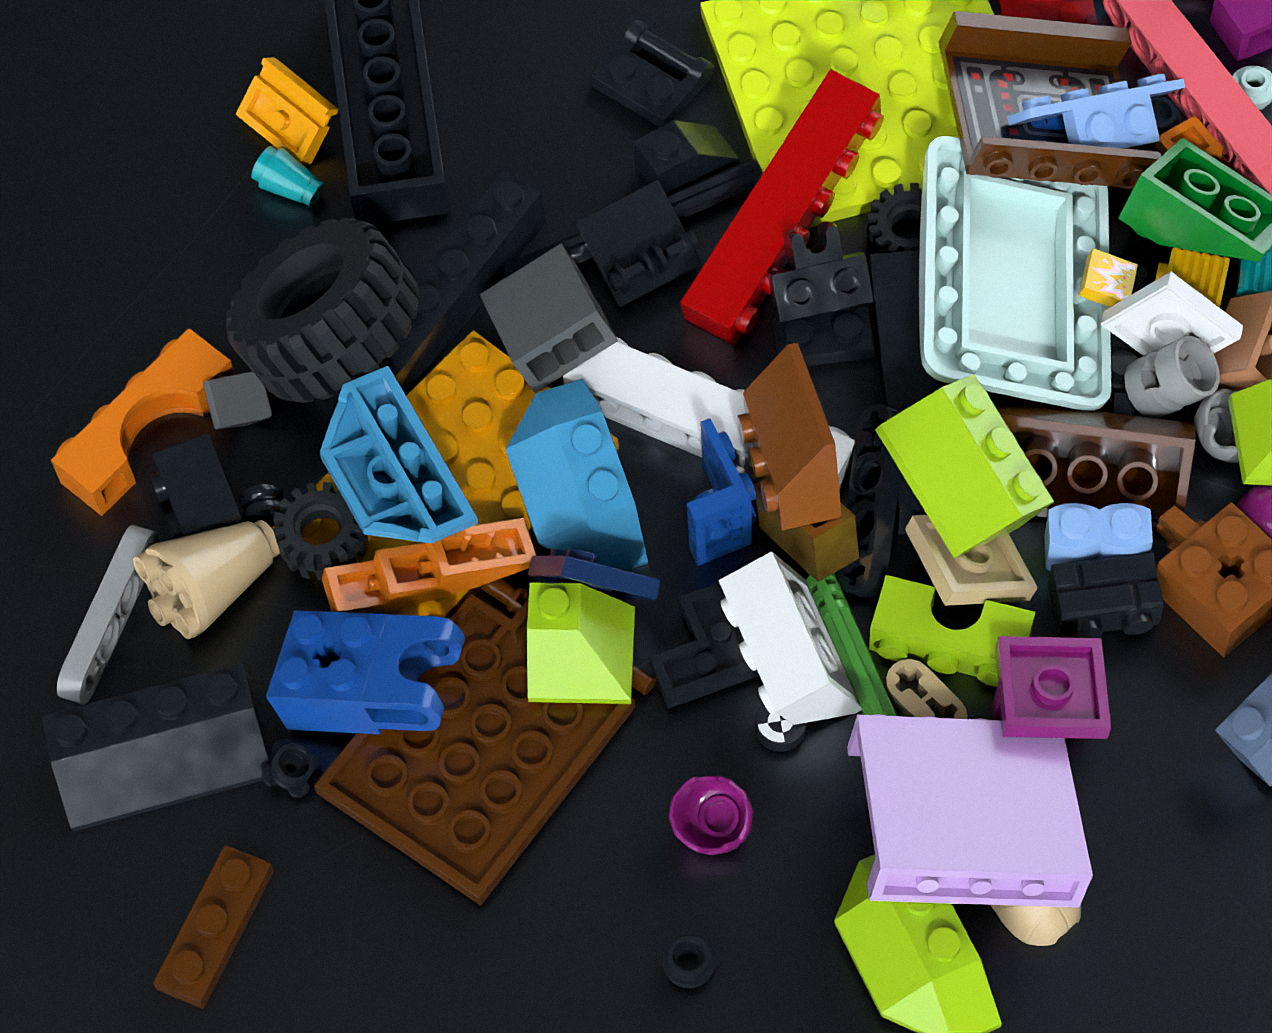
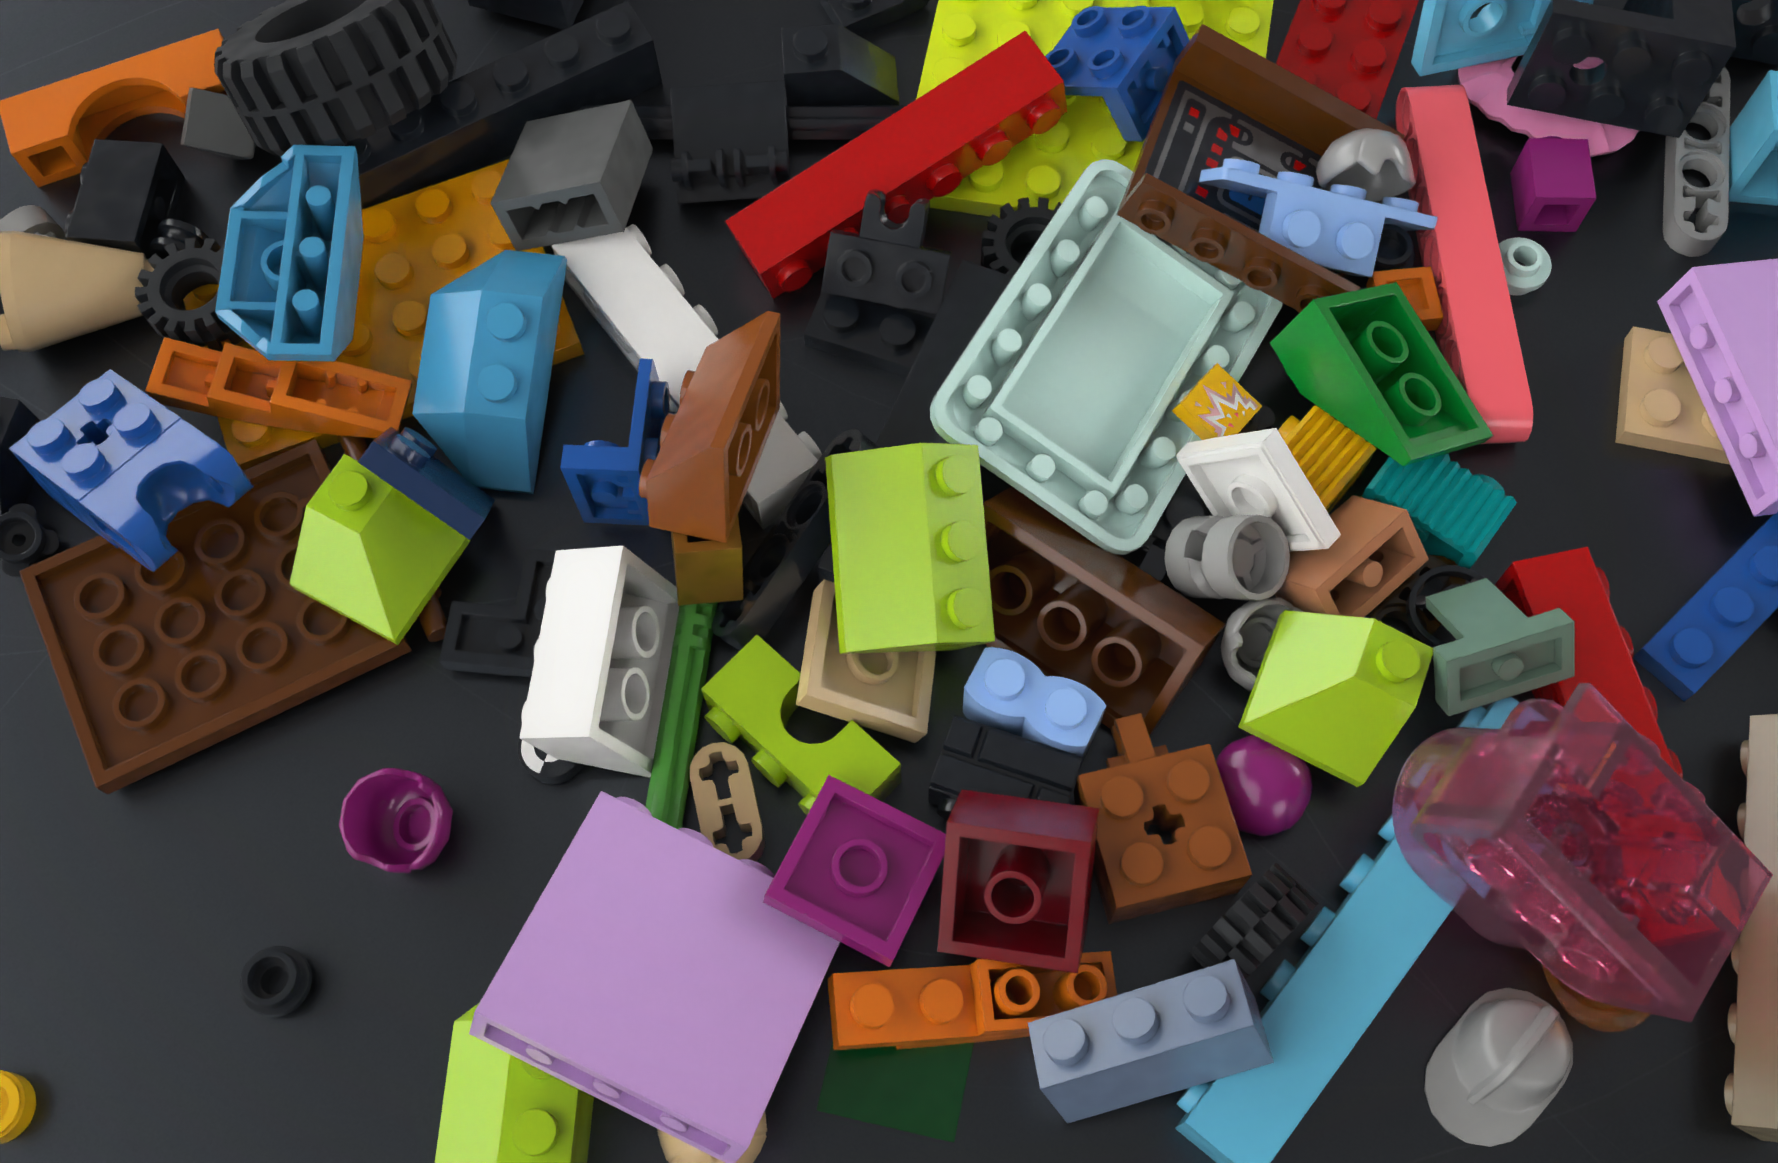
camera: 25 degrees right, 5 degrees up
(898, 57) = (1123, 58): none -> blue bracket
(1116, 60) = (1370, 161): none -> light grey hair
(1139, 814) = (899, 1088): none -> dark green sticker
(1159, 644) = (1017, 880): none -> dark red brick
(1162, 746) = (958, 1002): none -> orange slope

